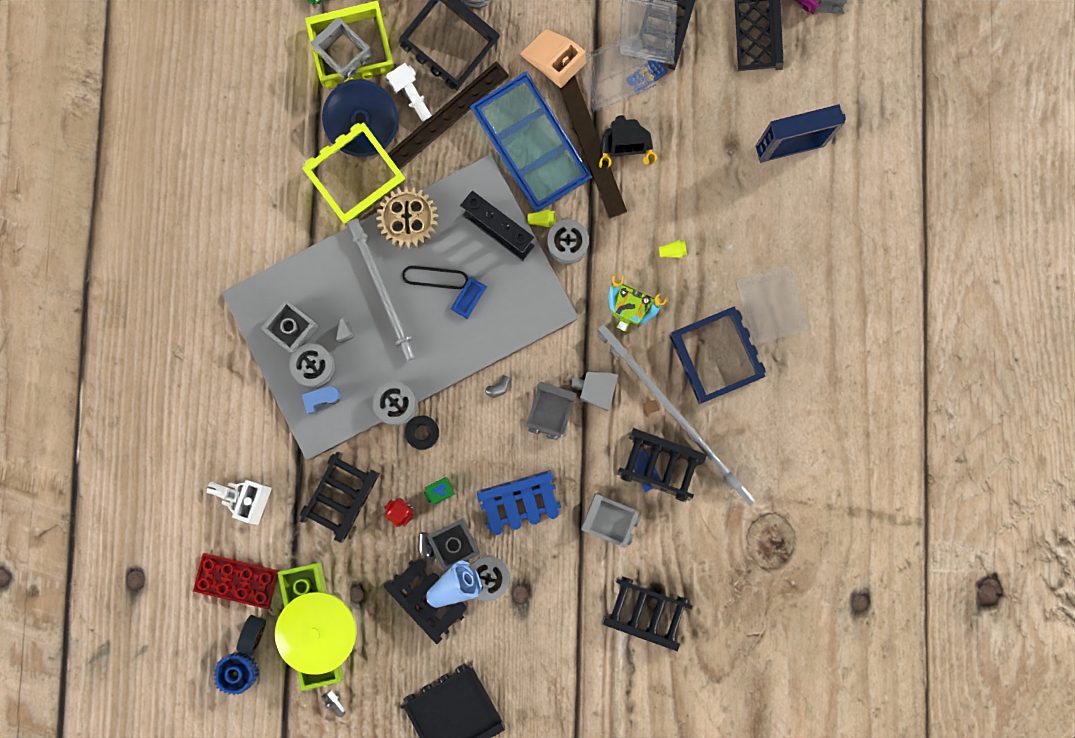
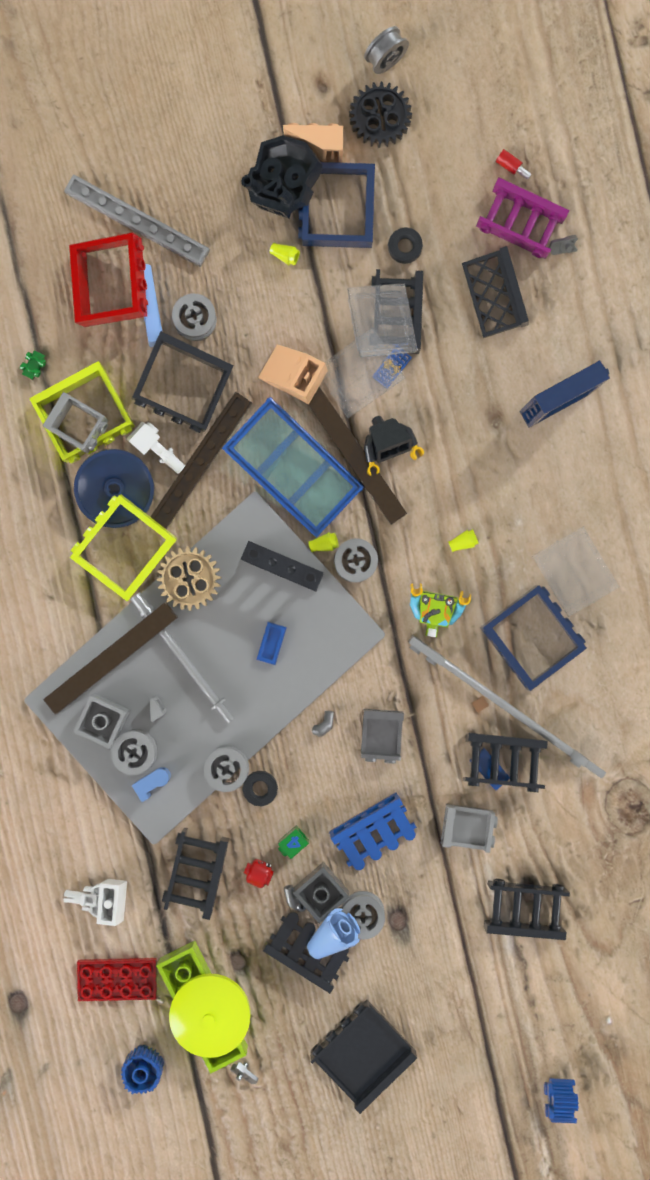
camera: 10 degrees left, 5 degrees up
(251, 635) = (146, 1030): black wheel -> none
(314, 272) = (110, 658): none -> dark brown tile
(434, 269) = (232, 622): black piece -> none
(596, 388) = (422, 701): light grey torso -> none

